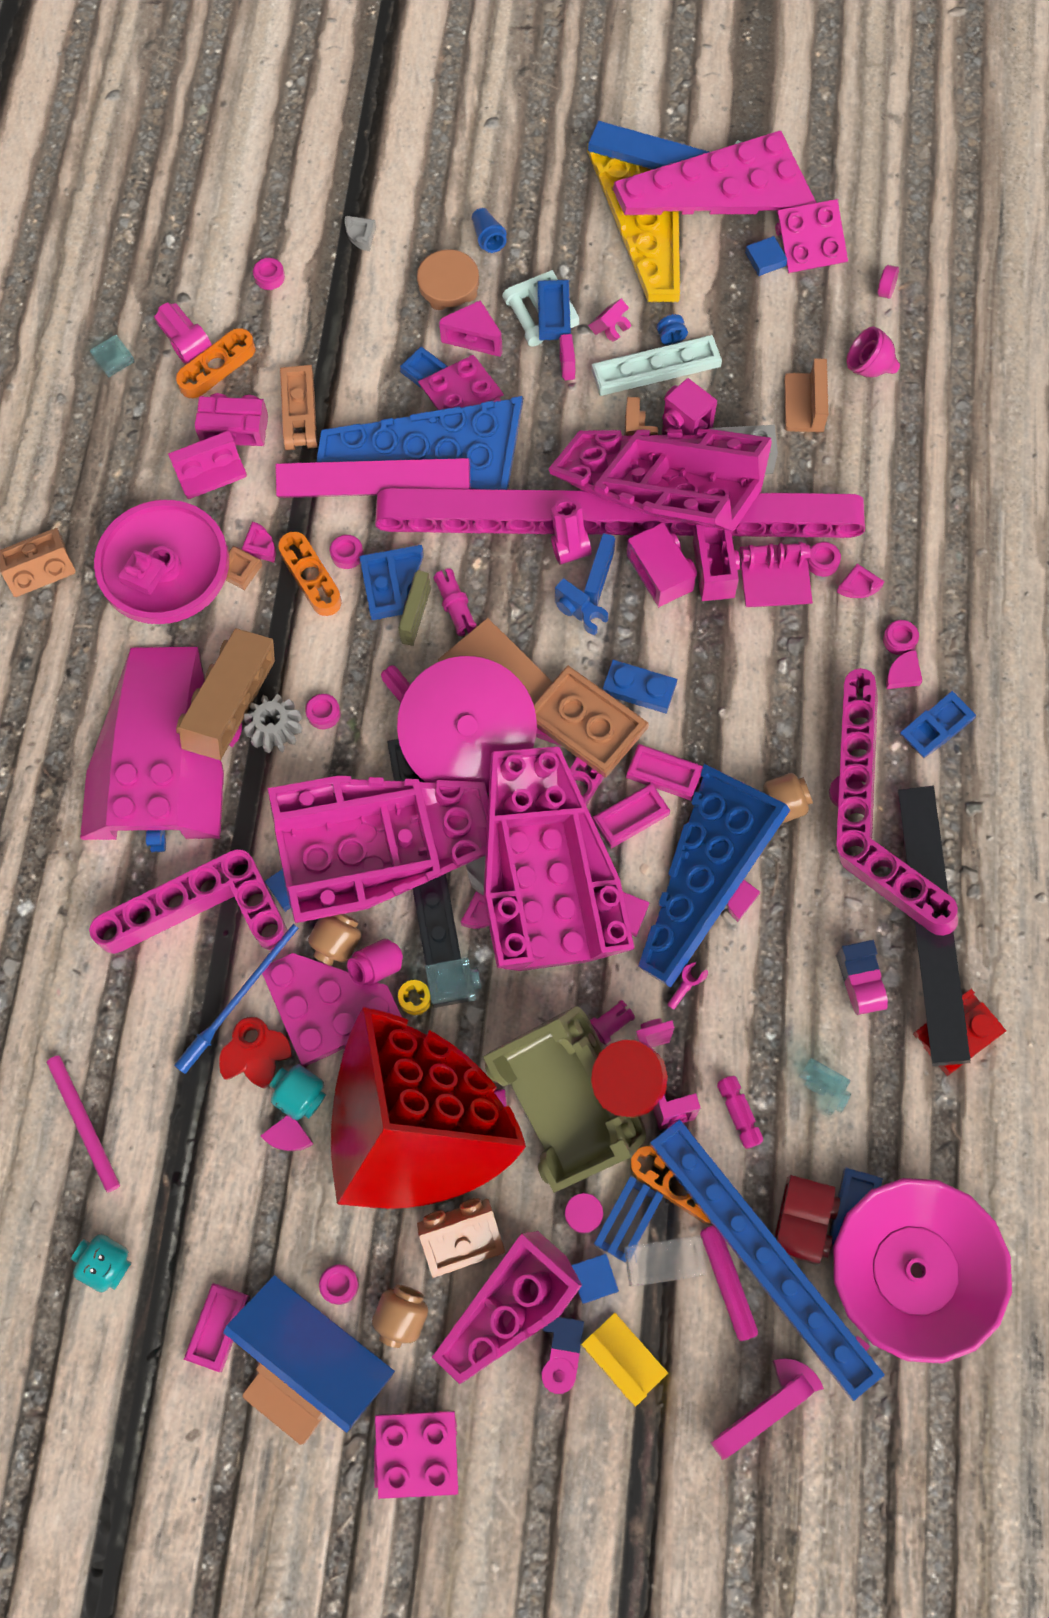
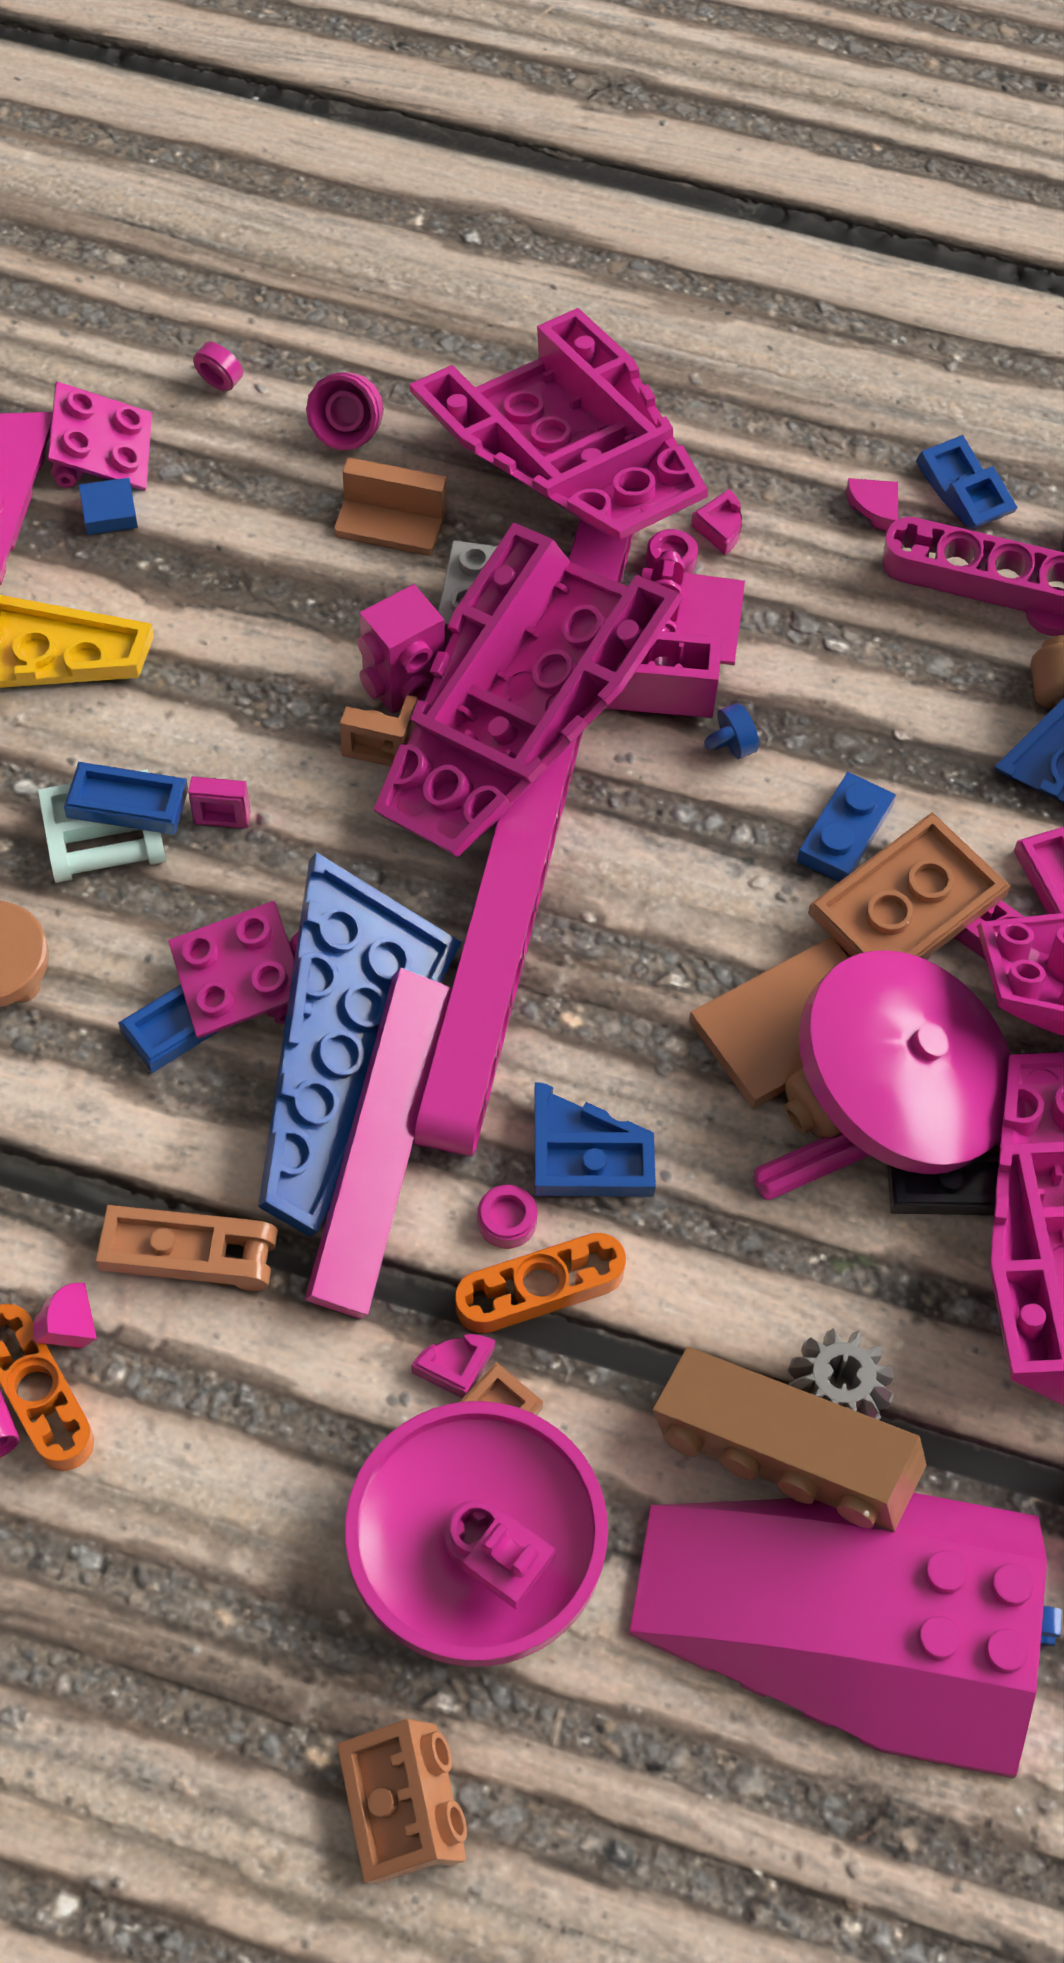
camera: 85 degrees left, 10 degrees down
(207, 465) = (283, 1423): dark pink bracket -> none
(243, 417) = (183, 1367): dark pink brick -> none
(250, 364) = (66, 1318): none -> dark pink tile
(323, 711) = (817, 1303): dark pink tile -> none
(414, 608) = (671, 1121): olive tile -> none
(454, 602) = (648, 1057): dark pink pin -> none
(472, 329) = (119, 927): dark pink slope -> none
(570, 535) = (574, 854): dark pink piece -> none
(575, 602) = (690, 878): blue plate -> none
(600, 568) = (639, 835): blue tile -> none
(609, 318) = (162, 730): dark pink tile -> none
(656, 365) = (265, 693): light aqua tile -> none
(661, 564) = (653, 745): dark pink brick -> none
(664, 772) = (1000, 818): dark pink tile -> none
(672, 329) = (212, 650): blue bush -> none
(688, 611) = (735, 731): none -> blue tile
(877, 466) = (573, 429): none -> dark pink wedge
(900, 637) = (819, 494): dark pink tile -> none

